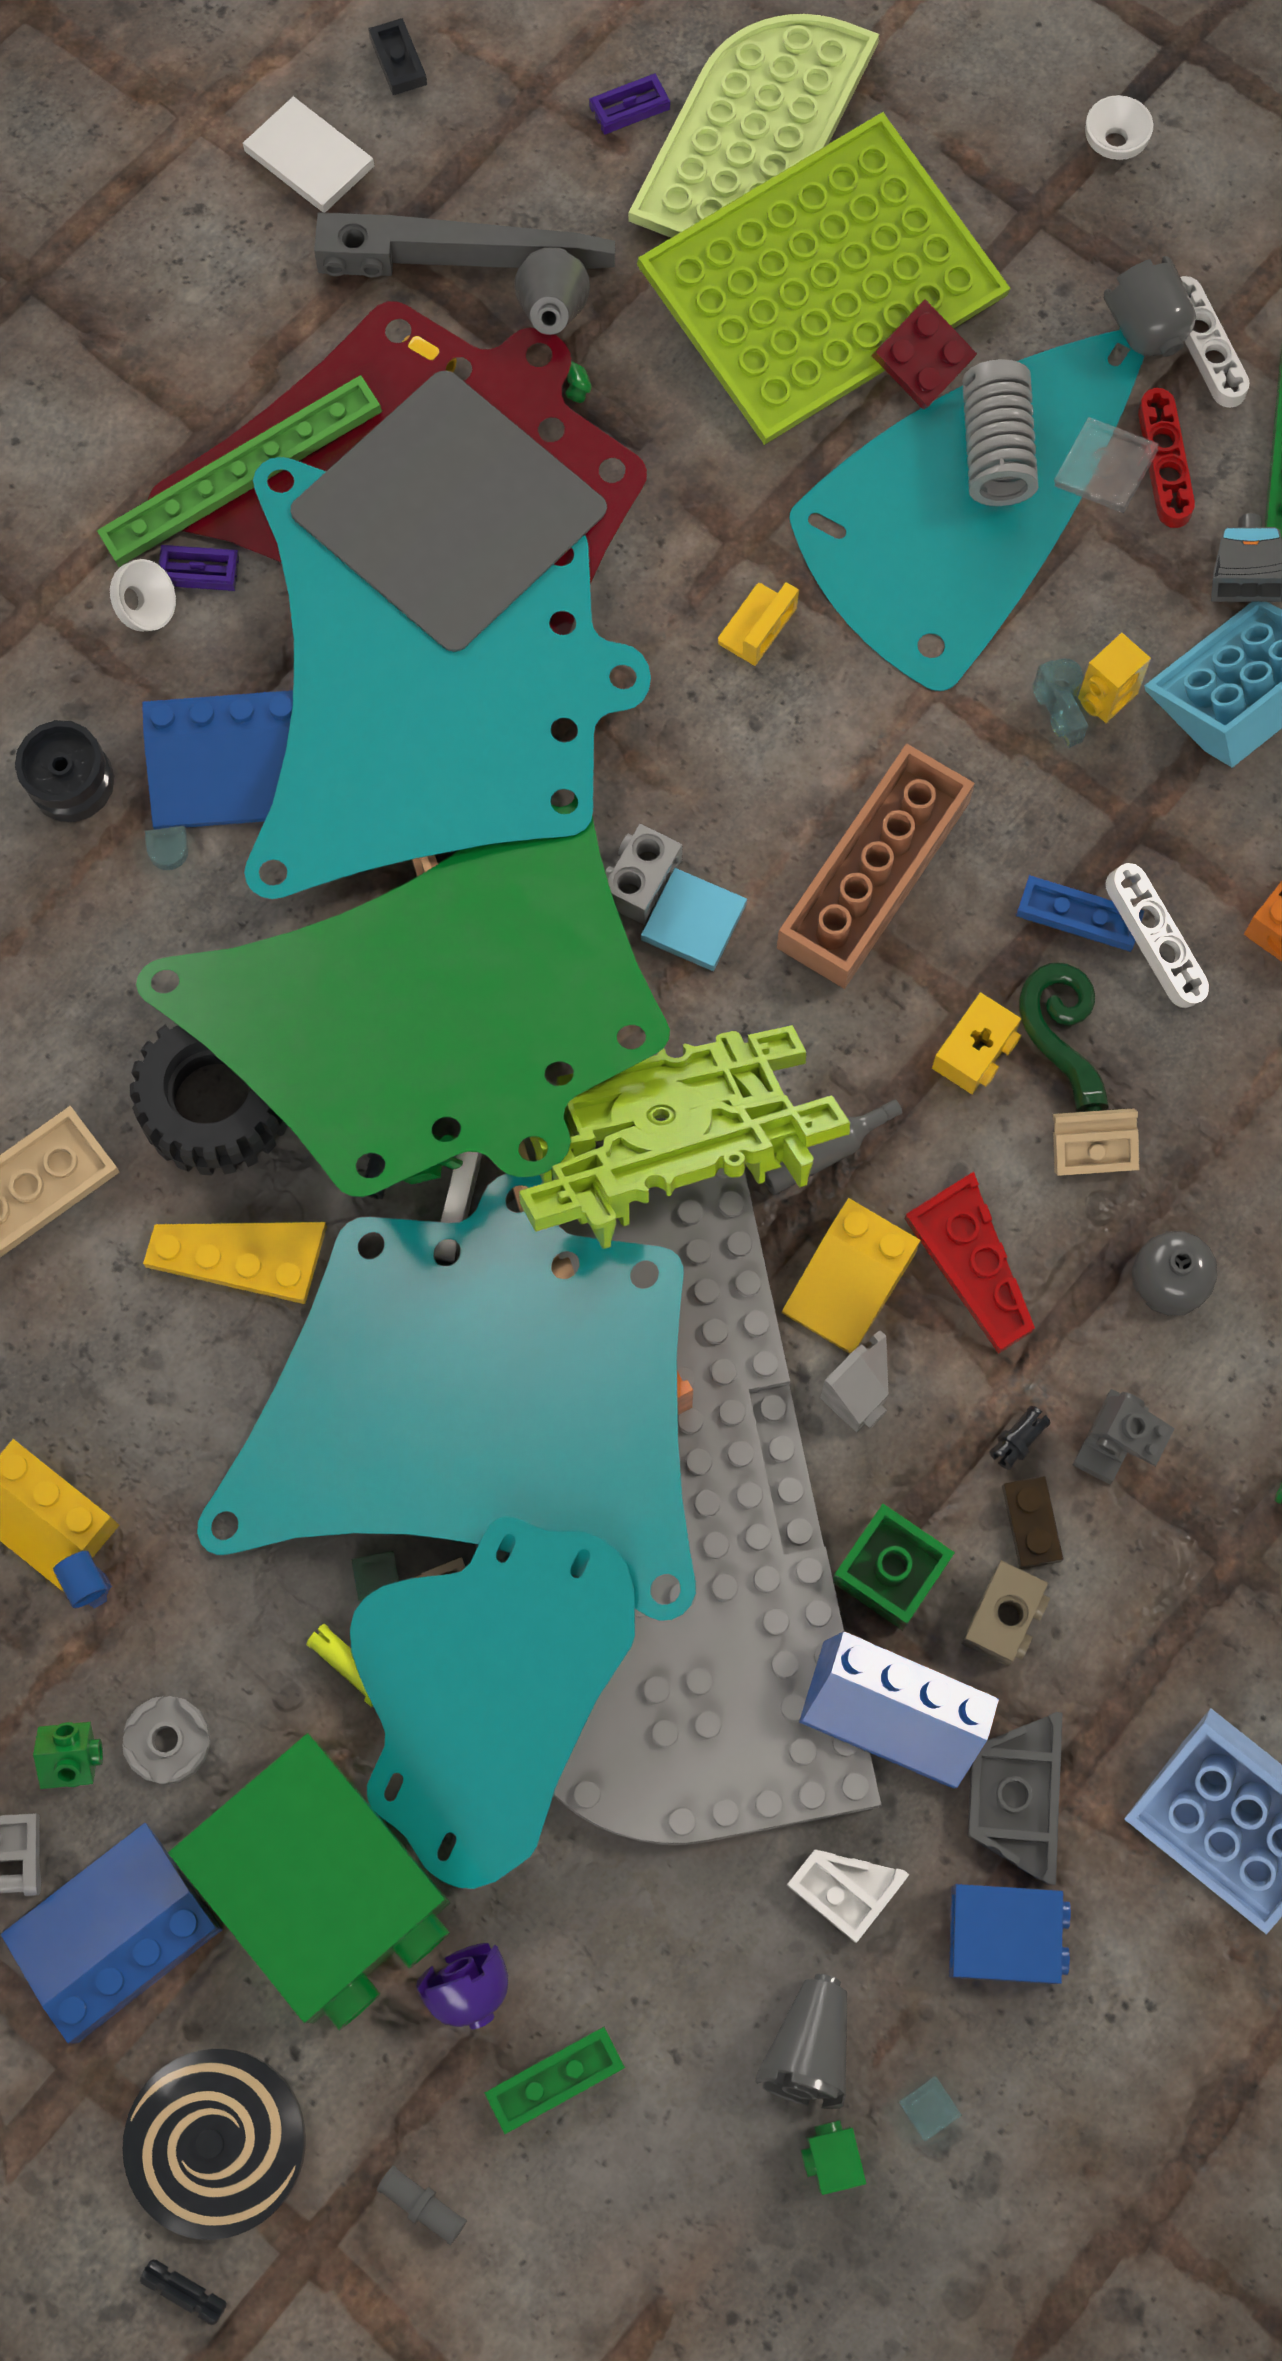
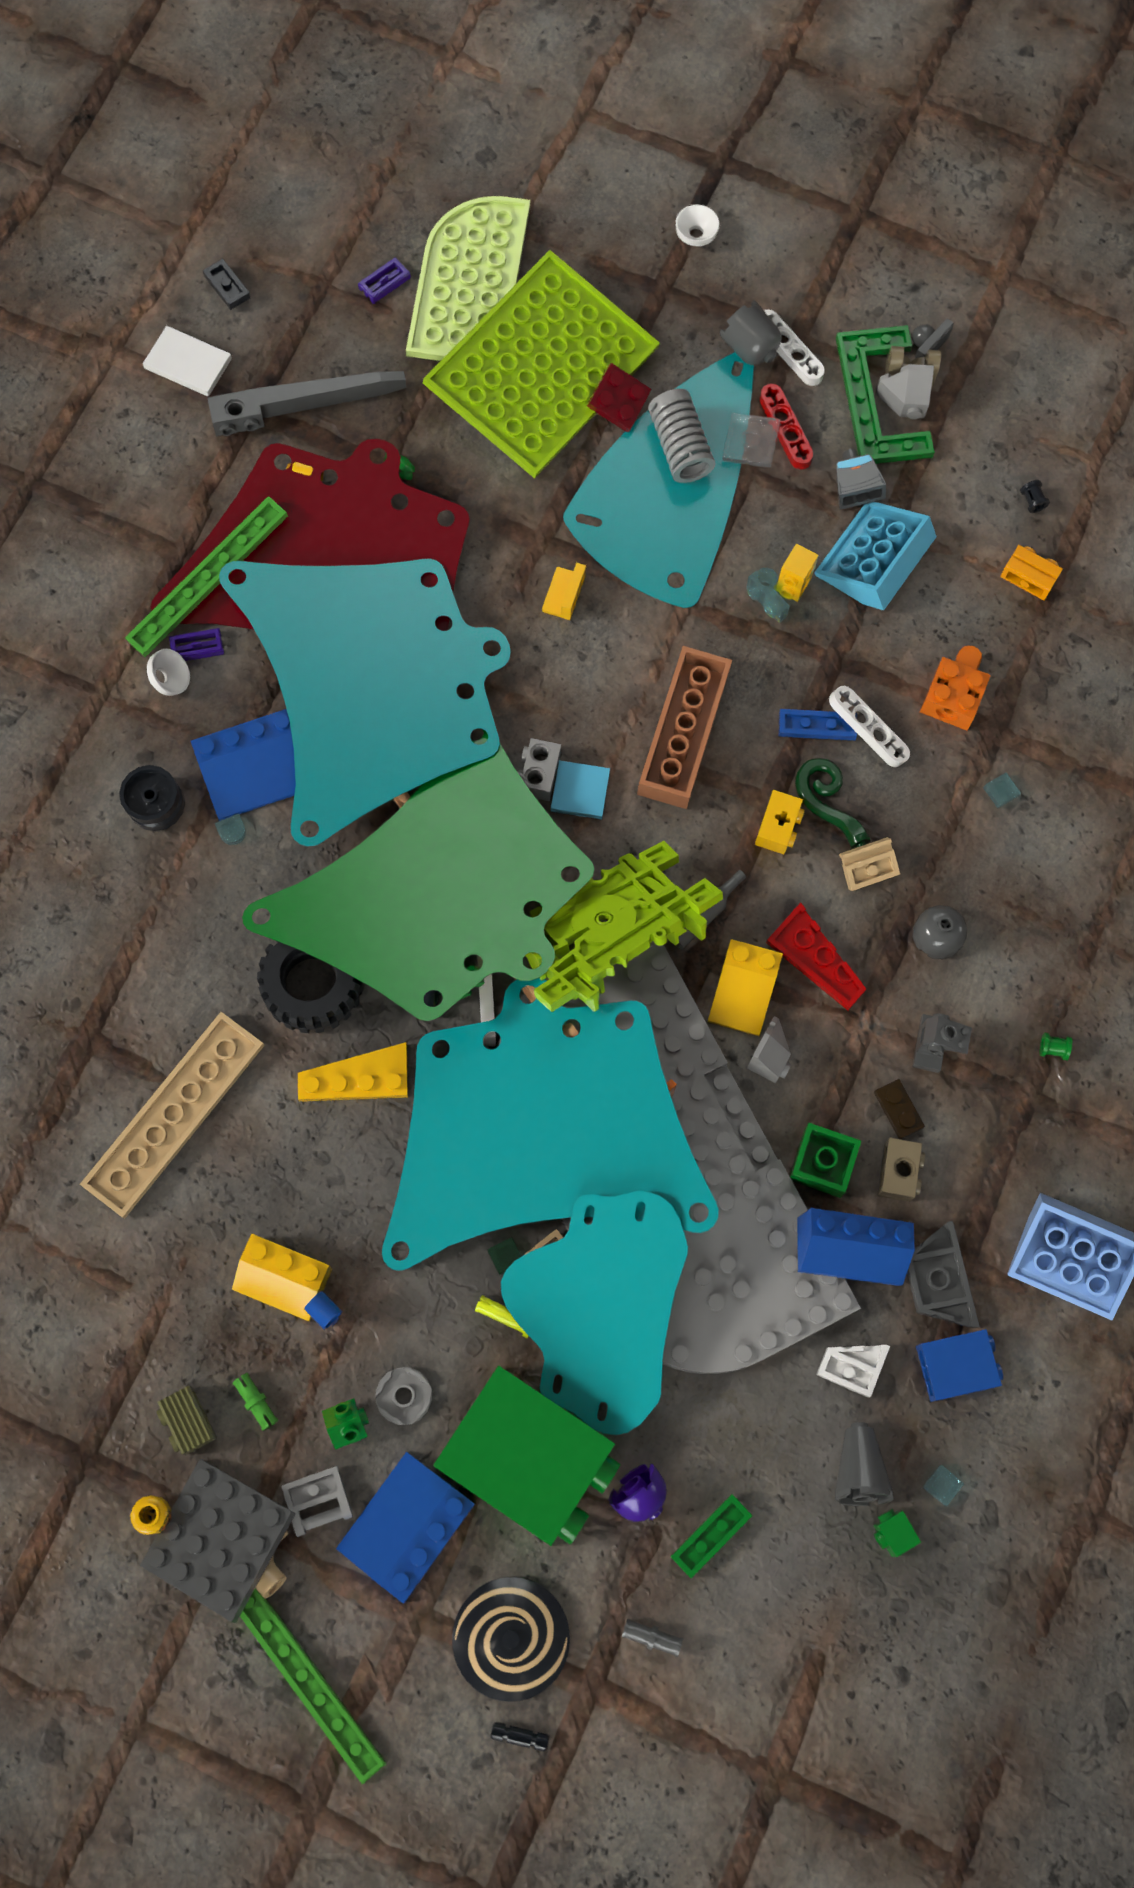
camera: 20 degrees left, 0 degrees up
(448, 510) = (350, 569): dark grey piece -> none
(551, 288) = (373, 412): dark grey cone -> none
(1018, 1439) = (875, 1062): black pin -> none

